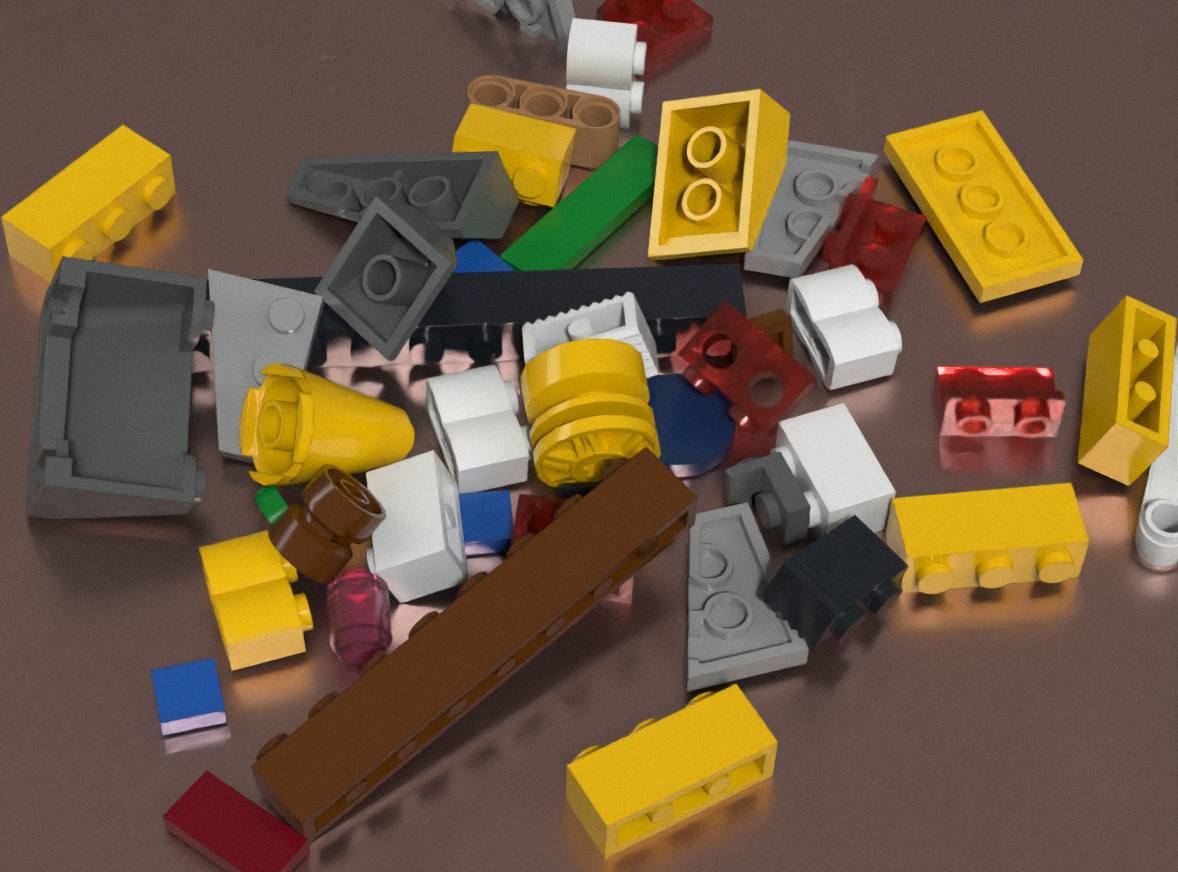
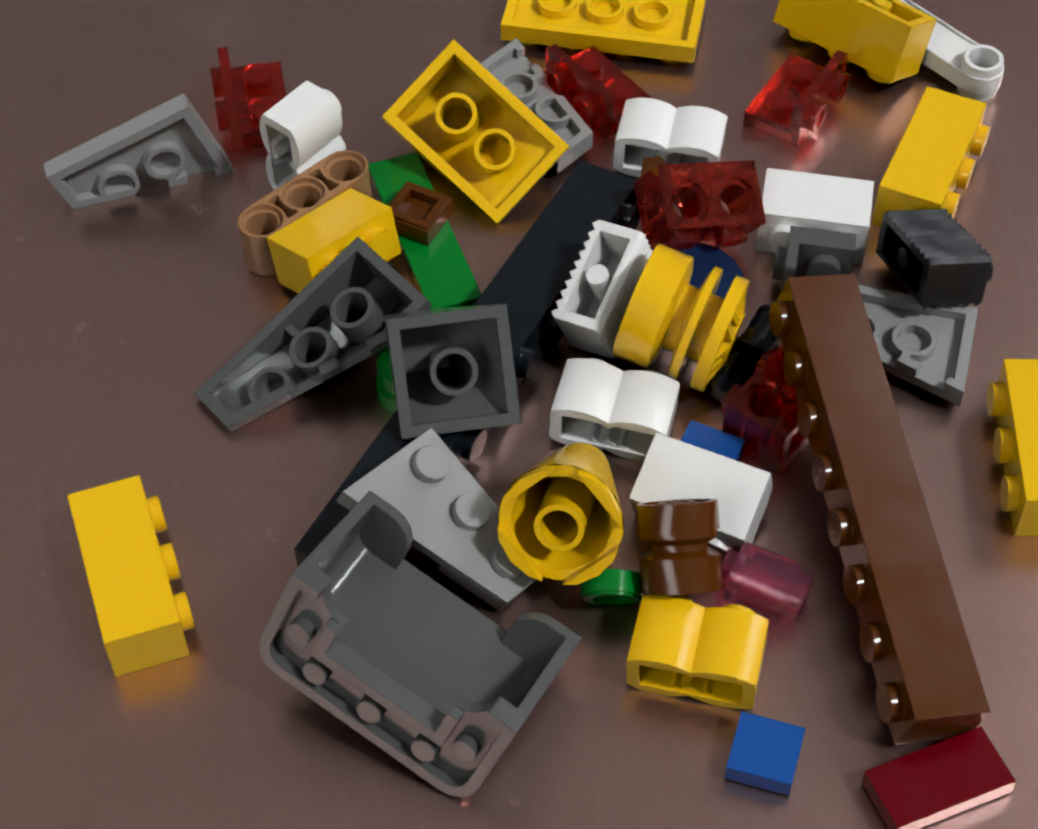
camera: 55 degrees left, 0 degrees up
(598, 191) = (420, 212): none -> reddish brown tile

